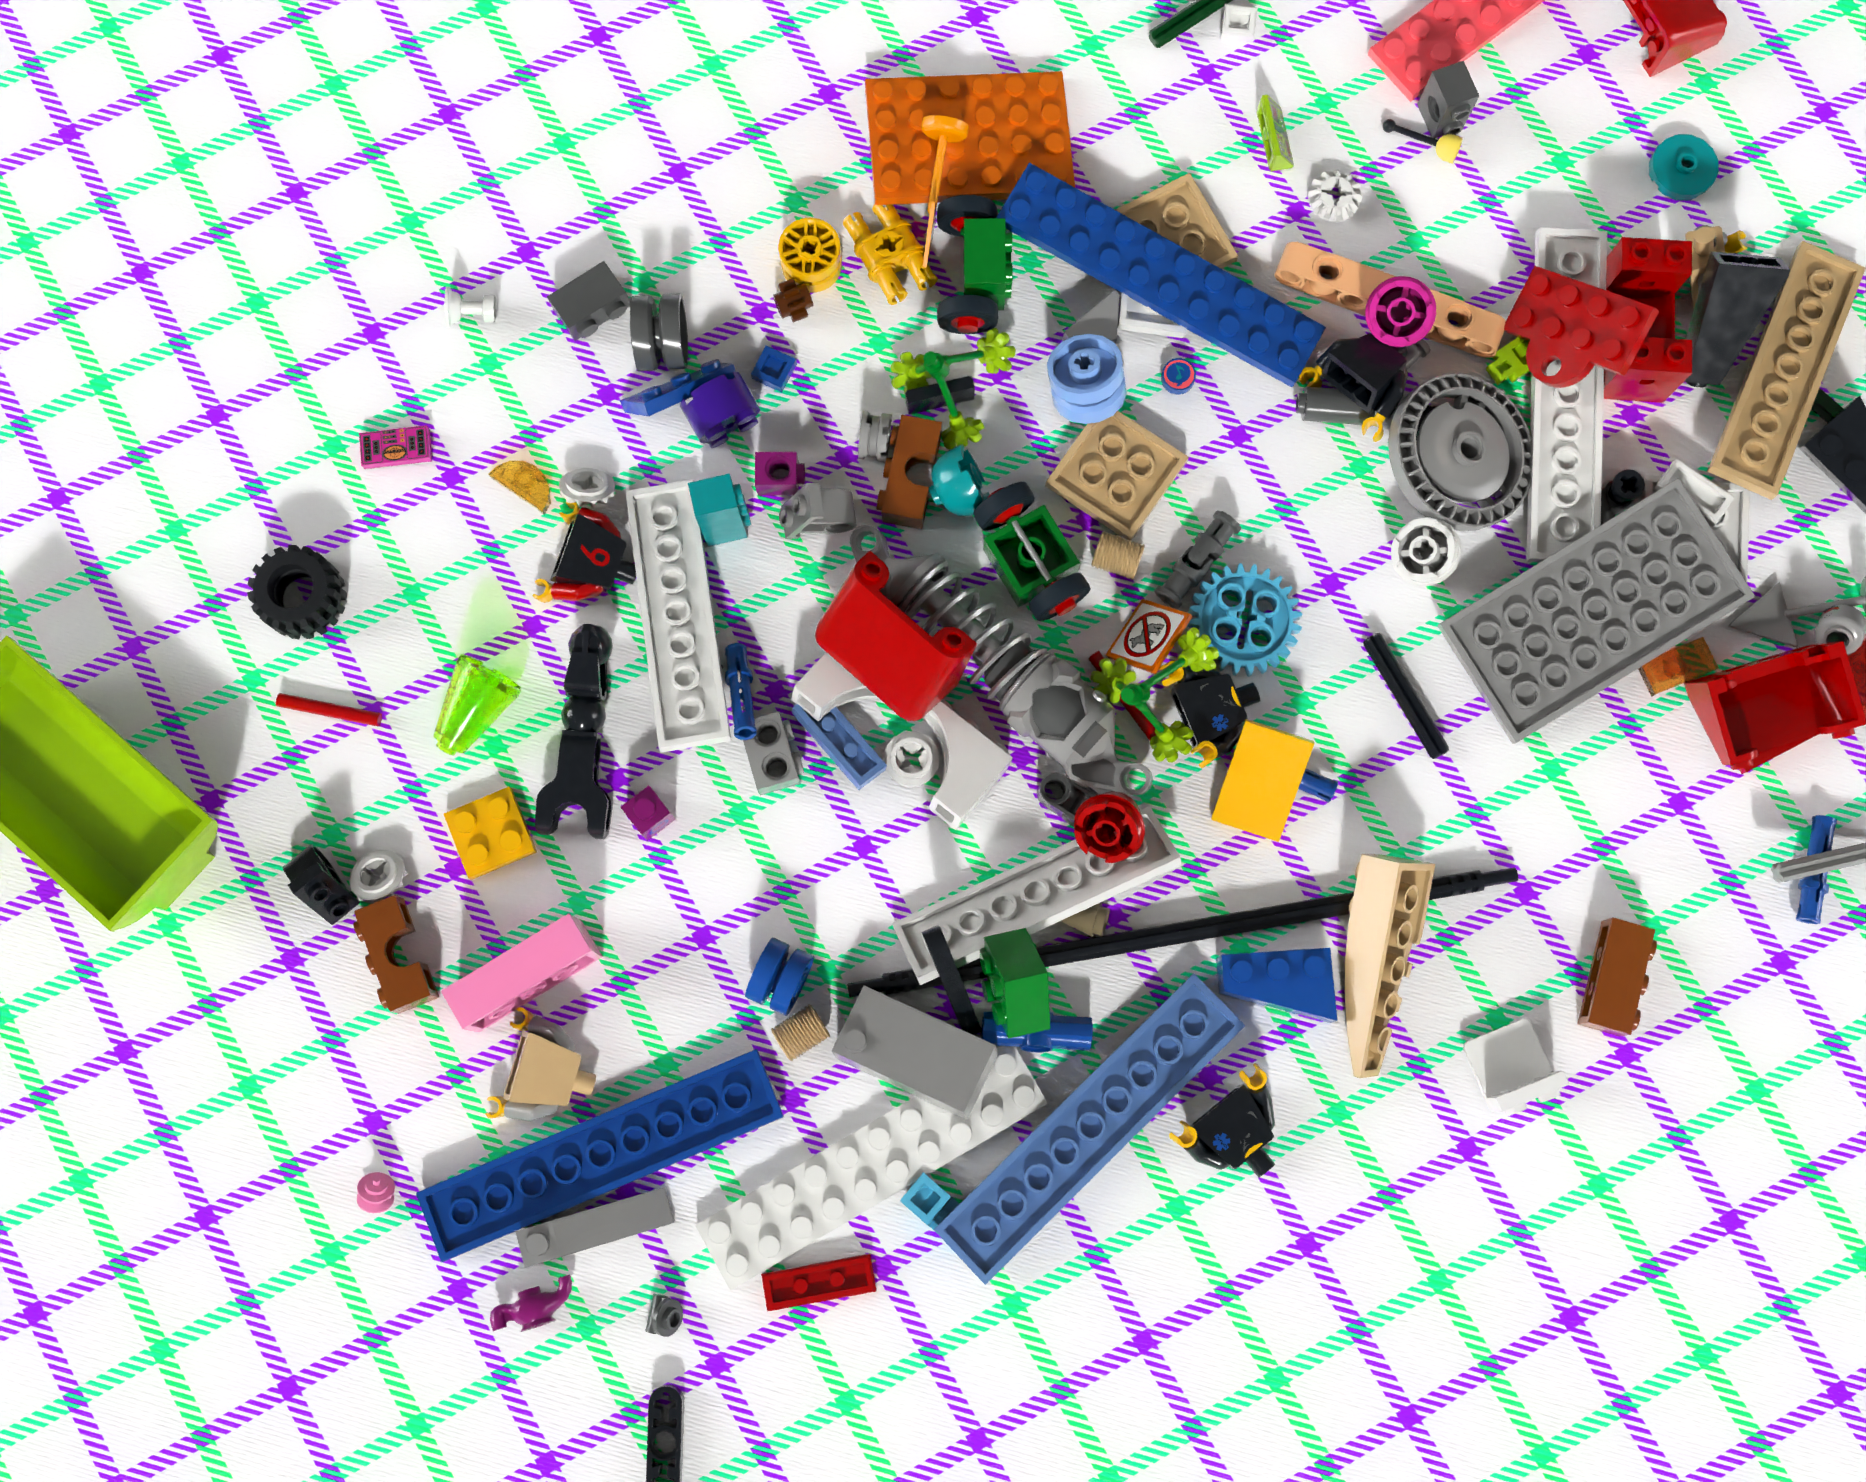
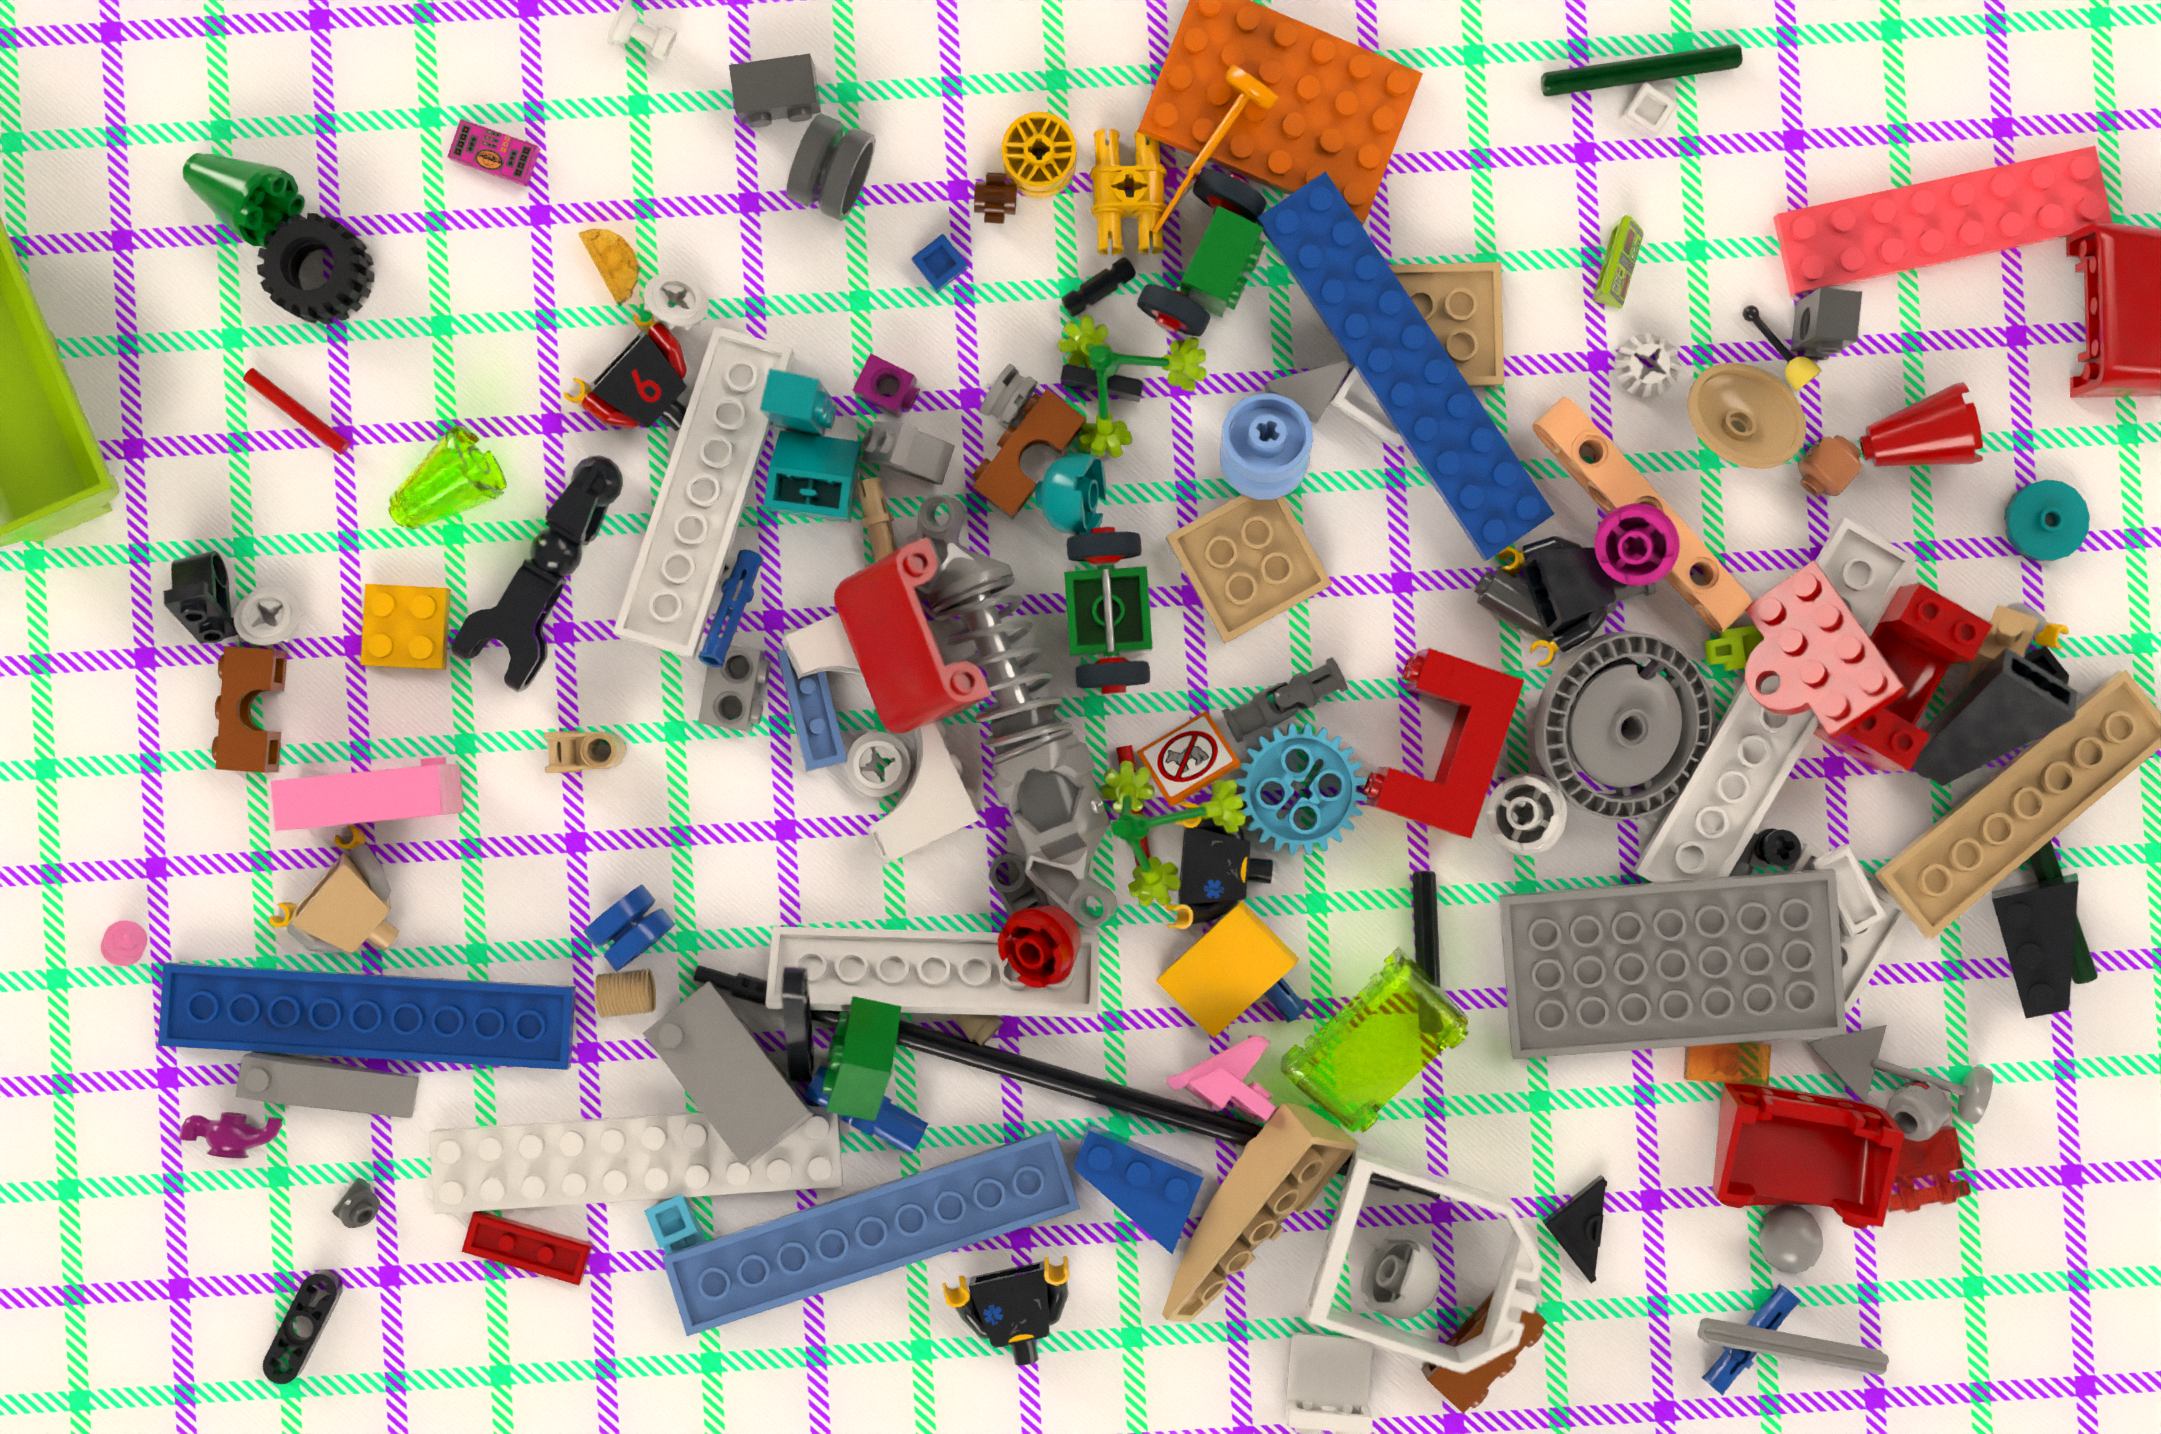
camera: 25 degrees right, 10 degrees up
(215, 562) = (244, 194): none -> green cone
(648, 813) = (575, 688): magenta brick -> none
(673, 392) = (823, 241): blue wing -> none
(673, 861) = (576, 751): none -> tan piece
(720, 409) = (856, 285): dark purple brick -> none
(756, 567) = (813, 476): none -> teal slope
(816, 571) = (876, 517): none -> tan pin
(901, 329) = (1098, 286): none -> black axle
(1117, 555) = (1202, 654): tan piece -> none
(1178, 376) = (1370, 486): blue tile -> none
(1307, 867) = (1221, 1080): none -> bright pink piece
(1351, 489) = (1472, 749): none -> red piece
(1406, 779) = (1376, 1043): none -> clear neon green windscreen
(1427, 192) = (1746, 415): none -> tan dish
(1506, 201) = (1829, 466): none -> nougat head
(1524, 953) = (1401, 1278): none -> white cylinder
(1566, 141) = (1927, 433): none -> red cone
(1615, 912) = (1509, 1298): none -> white container
(1637, 849) = (1579, 1226): none -> black tile
(1802, 778) = (1791, 1239): none -> light grey hair

